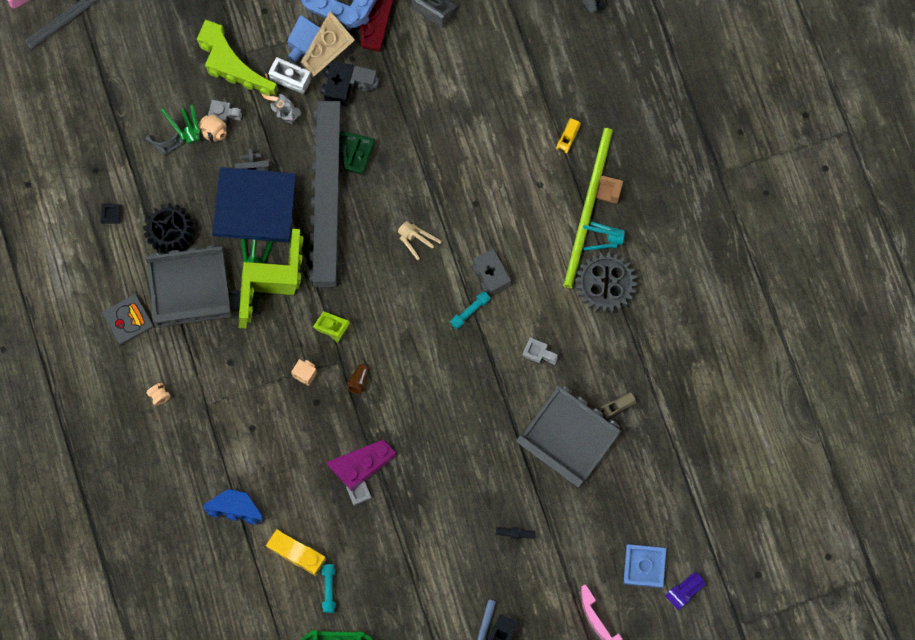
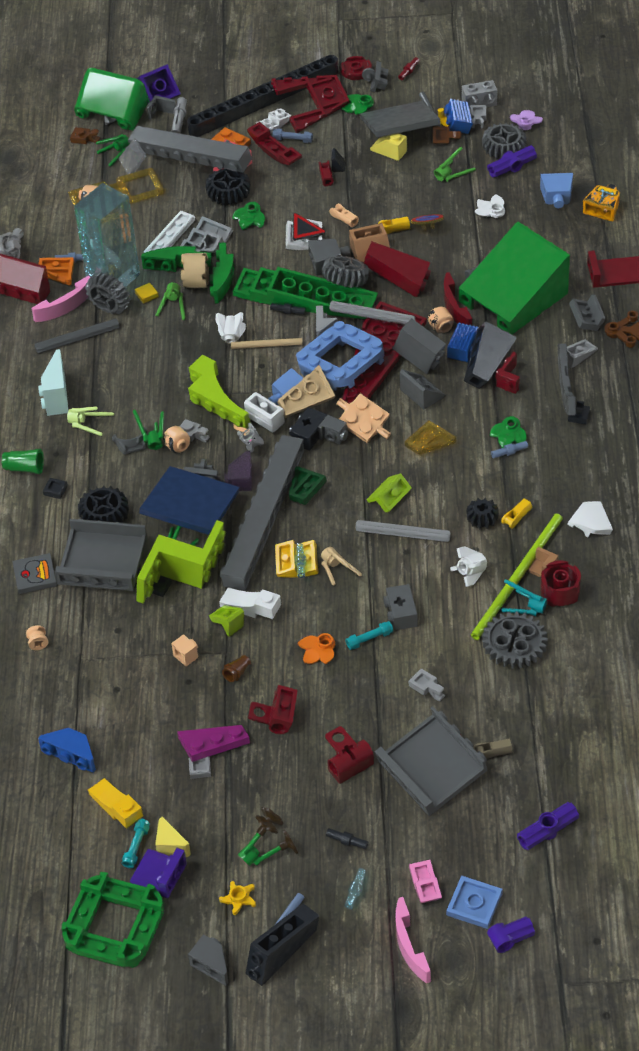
camera: 20 degrees right, 25 degrees down
(69, 192) = (24, 461): none -> green plant
(70, 101) = (54, 387): none -> light aqua slope
(102, 122) = (77, 415): none -> yellowish green plant
(289, 154) = (240, 472): none -> clear purple slope
(348, 302) = (253, 603): none -> white slope
(358, 612) = (160, 870): none -> dark purple bracket
(359, 579) = (169, 839): none -> light yellow slope
(374, 240) = (286, 555): none -> yellow slope
(380, 243) = (300, 560): none -> clear light blue bar
(389, 58) = (364, 418): none -> light nougat plate
(414, 417) = (280, 714): none -> dark red piece
(424, 339) = (318, 648): none -> orange plate
(435, 572) = (250, 853): none -> plant
(438, 617) = (238, 897): none -> yellow animal
(440, 140) = (390, 492): none -> lime panel
(459, 66) = (429, 438): none -> clear yellow wing
(466, 182) = (403, 530): none -> light grey axle
(494, 449) = (350, 756): none -> dark red piece
(529, 146) = (482, 513): none -> black gear
(534, 42) = (508, 434): none -> green plate
(538, 581) = (355, 888): none -> clear light blue bar
(540, 60) = (509, 449): none -> sand blue bar
(542, 210) = (471, 564): none -> white brick
(596, 558) = (425, 881): none -> bright pink slope
(637, 202) = (560, 583): none -> dark red brick
(640, 125) = (591, 519): none -> white slope
(696, 465) = (539, 831): none -> dark purple piece

